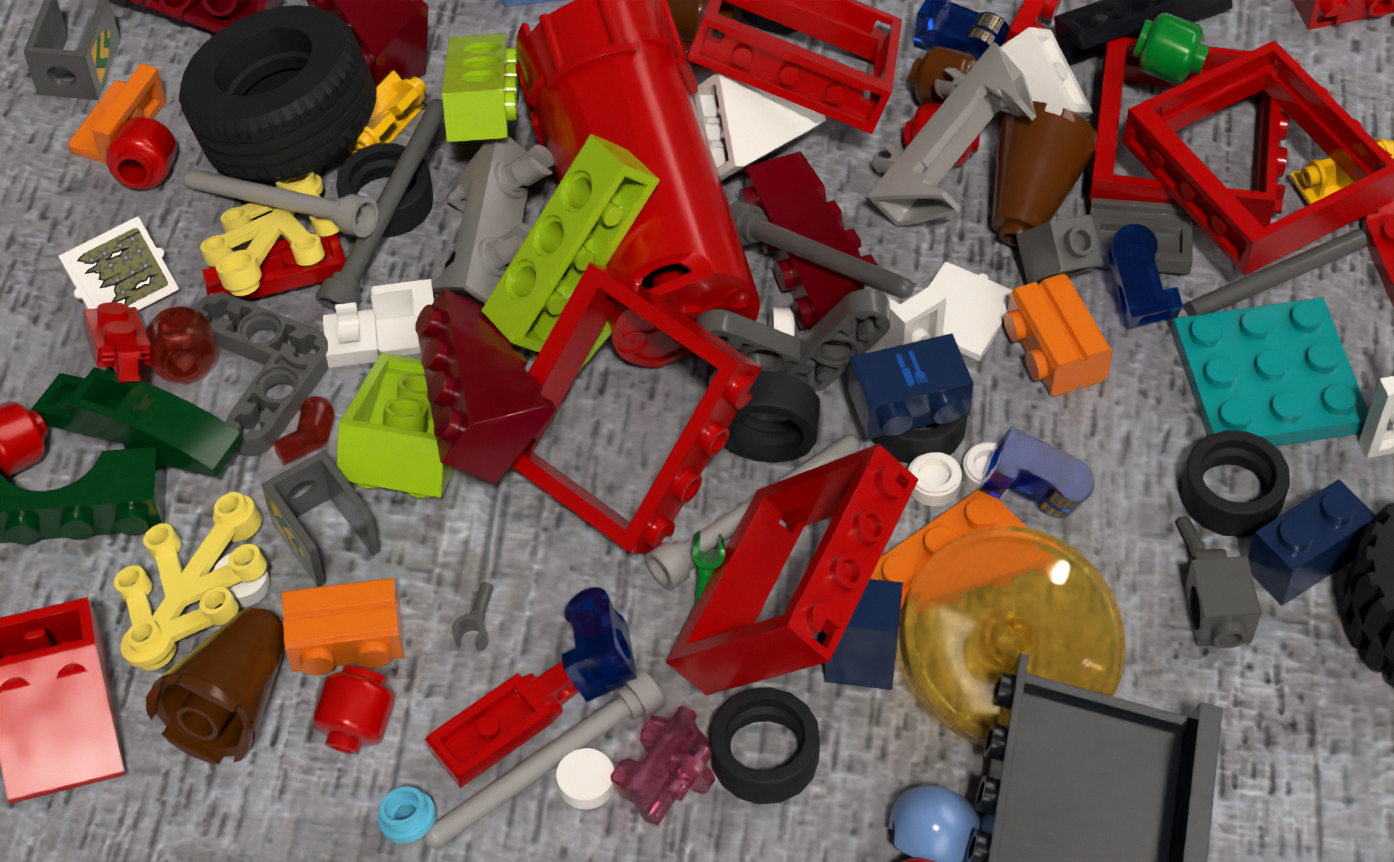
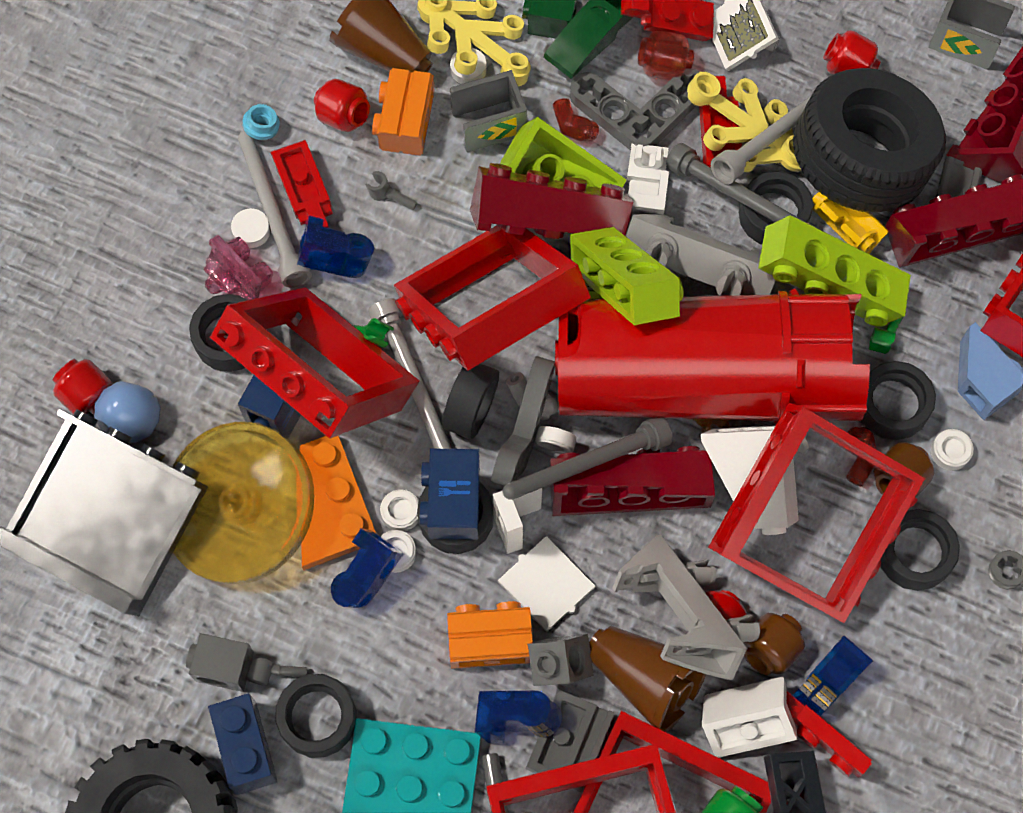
camera: 105 degrees right, 15 degrees up
(138, 97) = (901, 53): orange panel -> none

